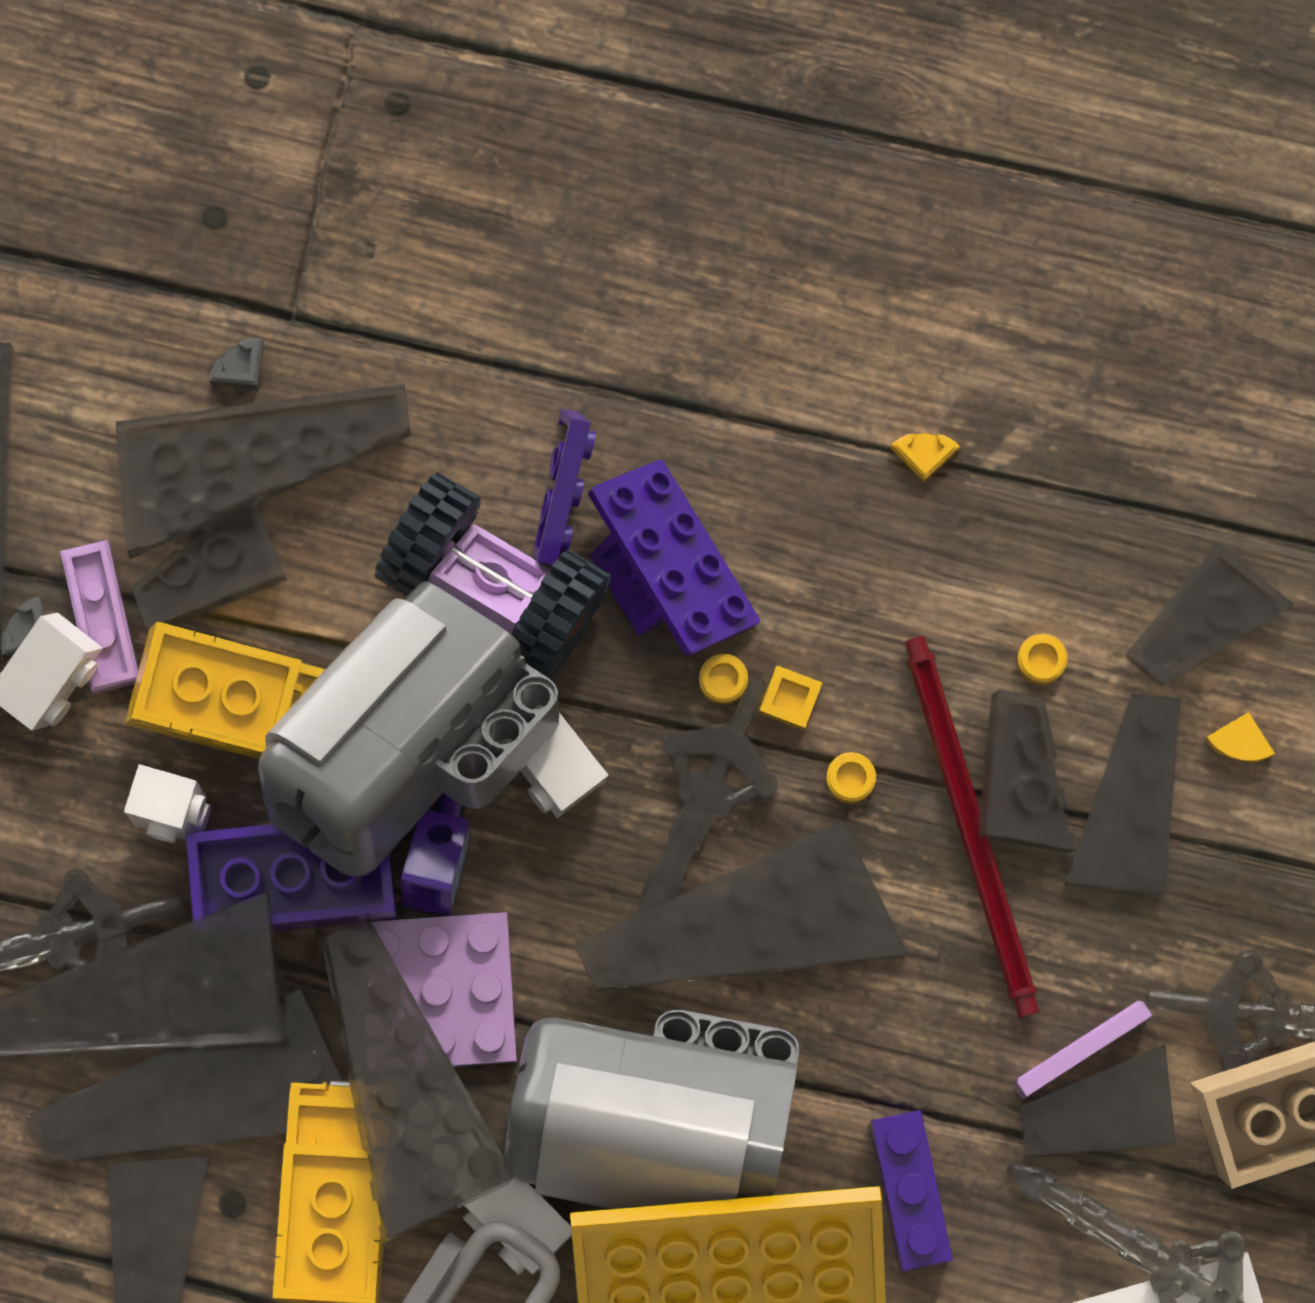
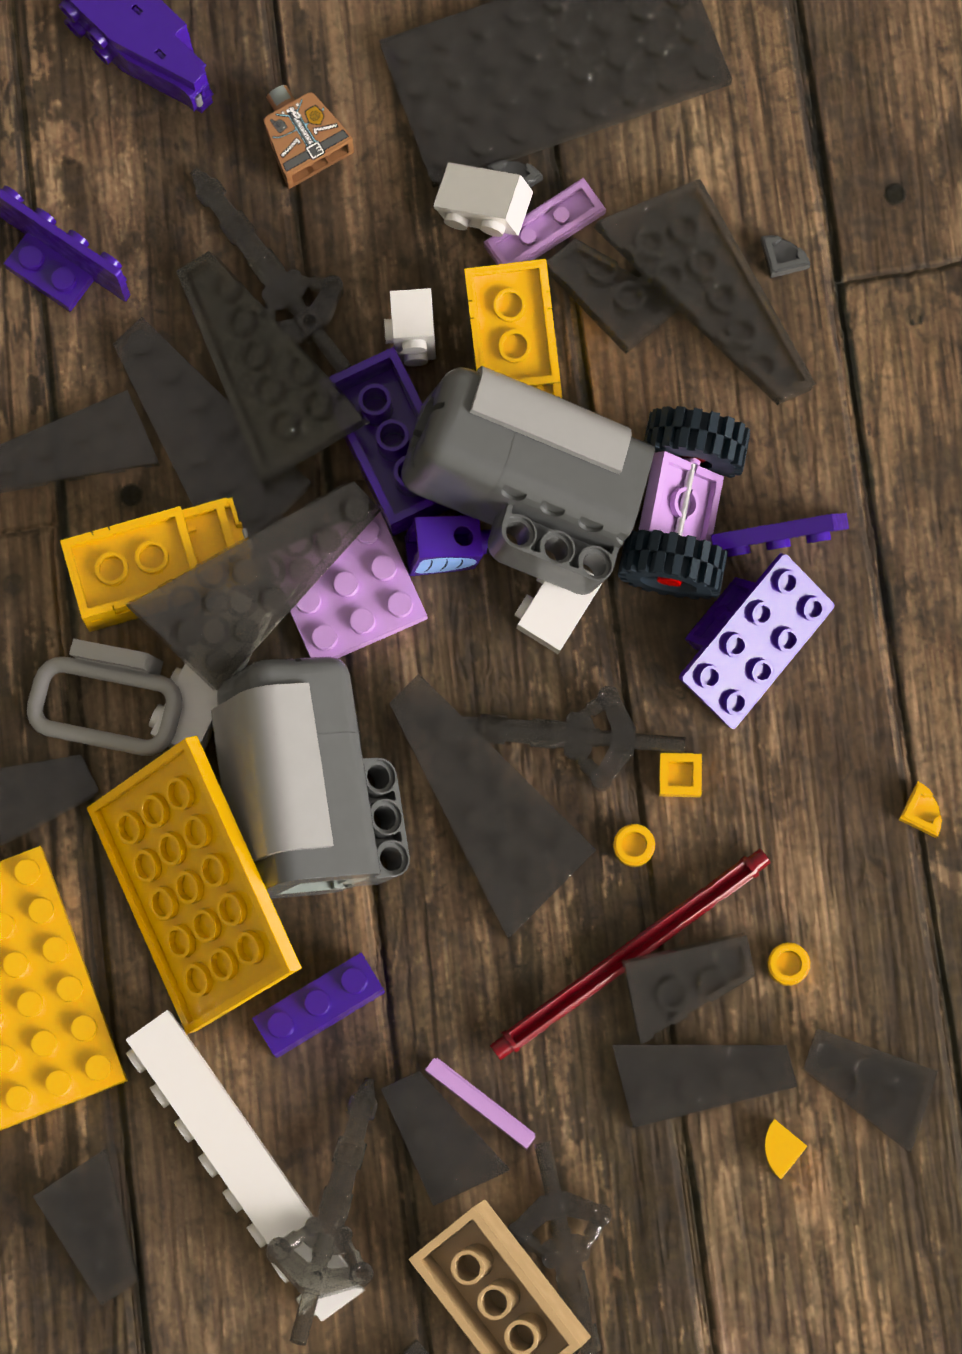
camera: 75 degrees right, 0 degrees up
(723, 679) = (675, 716): yellow tile -> none

